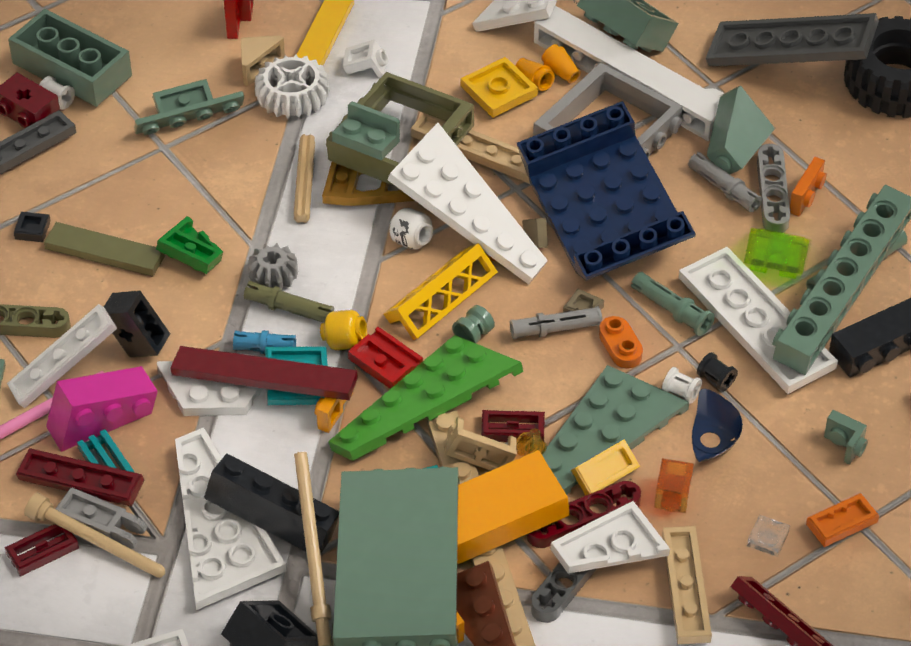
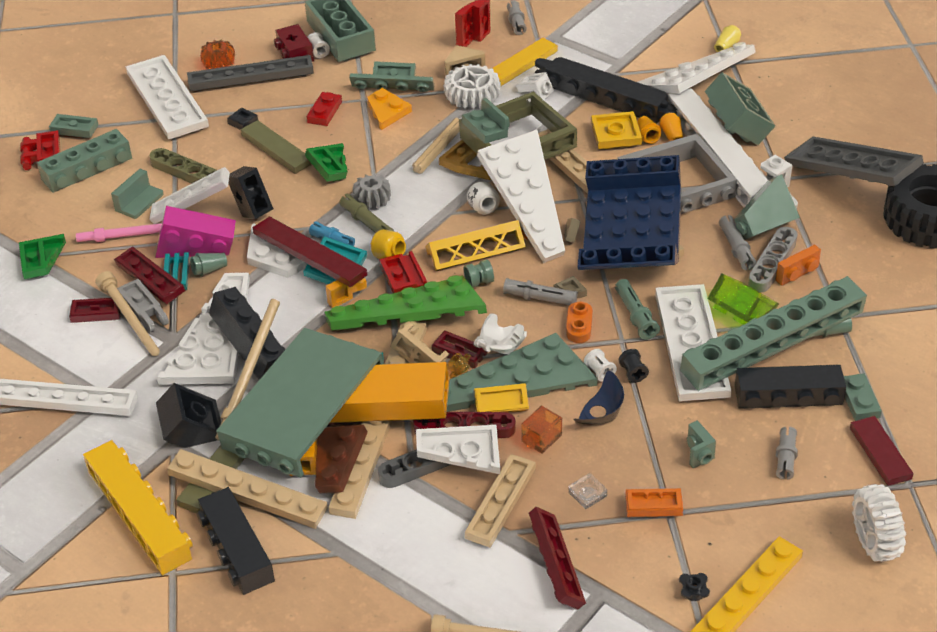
camera: 30 degrees right, 5 degrees down
(126, 177) = (324, 108): none -> red plate
(139, 434) = (207, 262): none -> sand green cone
(203, 148) = (387, 107): none -> light orange wing
(452, 37) = (605, 88): none -> black hinge
(554, 397) = (498, 338): none -> white helmet
(714, 76) = (776, 166): none -> white bracket

